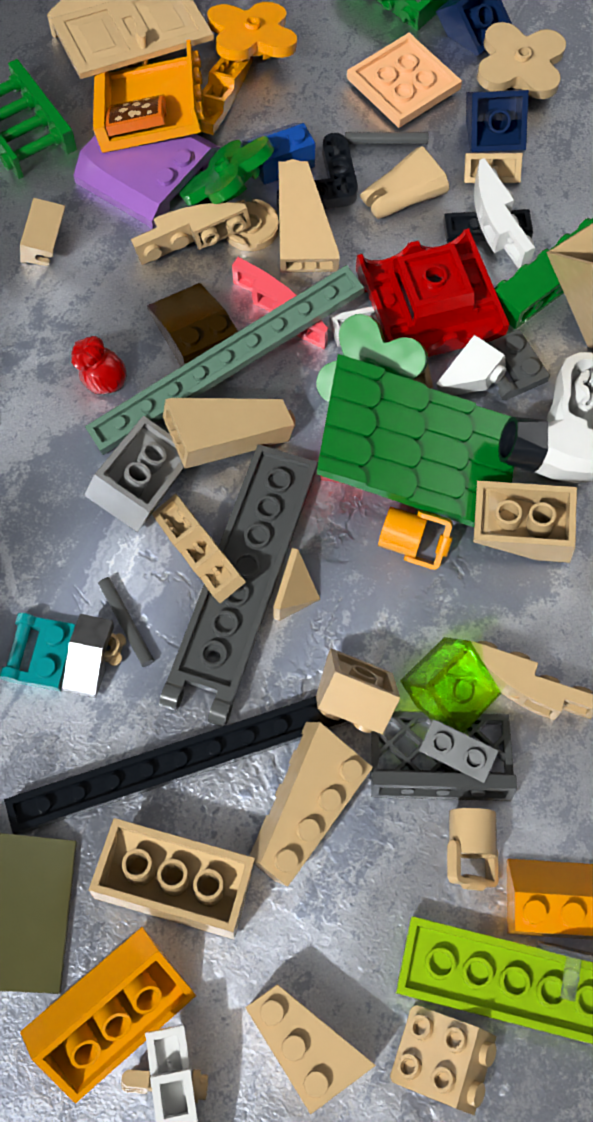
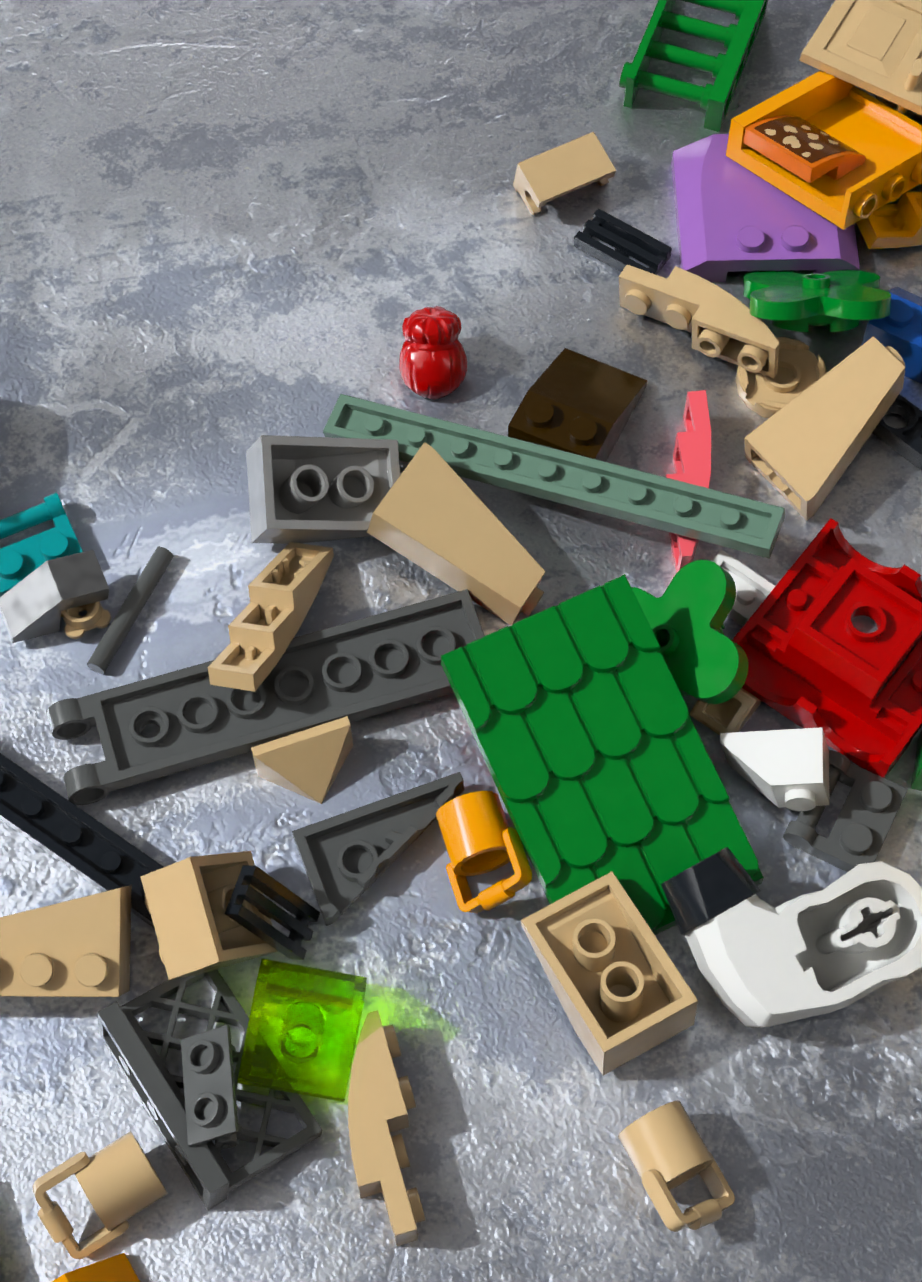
camera: 55 degrees right, 5 degrees down
(107, 234) = (626, 242): none -> black tile
(363, 598) = (358, 846): none -> dark grey wing
(375, 652) = (298, 926): none -> black tile

